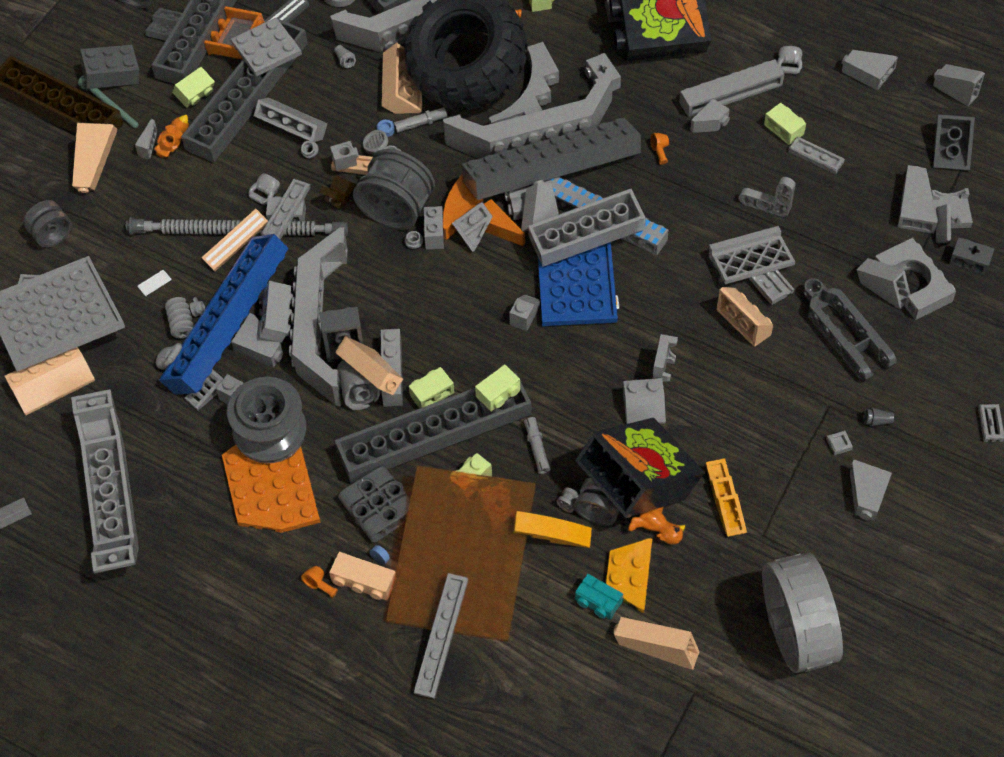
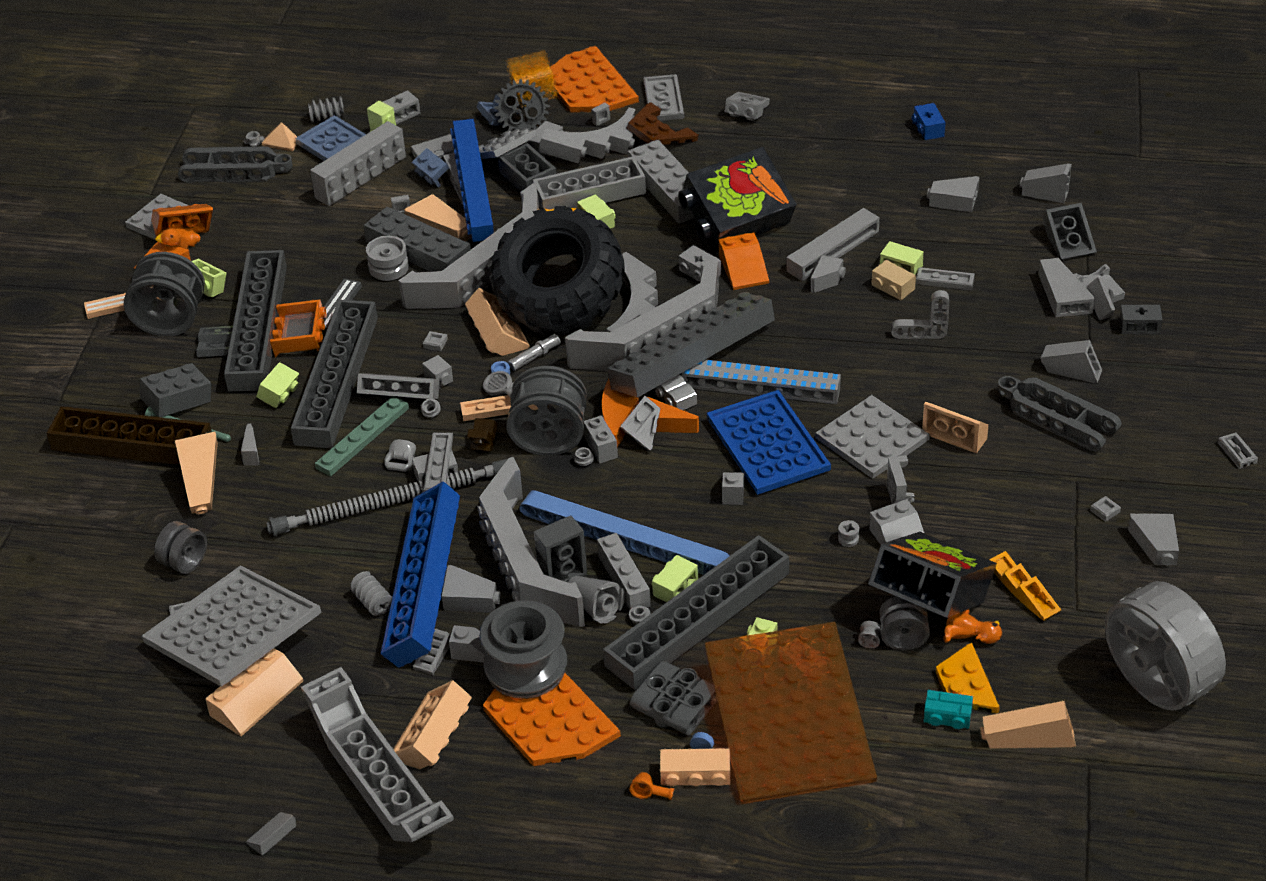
camera: 20 degrees left, 15 degrees down
(154, 282) = (323, 573): white sticker -> none
(167, 356) = (377, 630): light grey piece -> none
(171, 137) = (276, 435): orange animal -> none
(172, 461) = (432, 725): none -> light nougat slope
(197, 307) = (385, 579): light grey plate -> none
(235, 240) = (395, 507): light nougat tile -> none
(242, 158) = (361, 436): none -> sand green plate
(266, 46) = (342, 325): light grey plate -> none
(275, 311) = (476, 553): light grey wedge -> none
(331, 114) = (438, 369): none -> light grey brick
(344, 81) = (435, 341): none -> light grey tile
(344, 155) = (474, 400): light grey brick -> none
(345, 57) = (425, 318): light grey cone -> none
(369, 365) = (607, 568): light nougat slope -> none
(387, 416) = (638, 613): none -> light grey plate
(410, 327) = (633, 535): none -> medium blue beam
(441, 636) = (809, 792): light grey plate -> none
(498, 388) = (750, 550): yellowish green brick -> none
(534, 438) = (805, 592): light grey pin -> none
(539, 204) = (703, 389): light grey slope -> none
(552, 529) = (871, 660): light orange slope -> none
(587, 227) = (761, 391): light grey brick -> none
(600, 397) = (848, 533): none -> light grey wheel
(643, 82) = (743, 261): none -> orange slope
(658, 142) = (786, 307): orange bar -> none
(670, 299) = (871, 435): none -> light grey plate
(746, 245) = (925, 367): light grey fence -> none
(767, 143) = (893, 280): none -> tan brick
(772, 286) = (964, 394): light grey plate -> none
(790, 55) = (875, 203): light grey piece -> none
(877, 417) = (1128, 475): dark grey cone -> none
(912, 257) = (1124, 354): light grey arch -> none

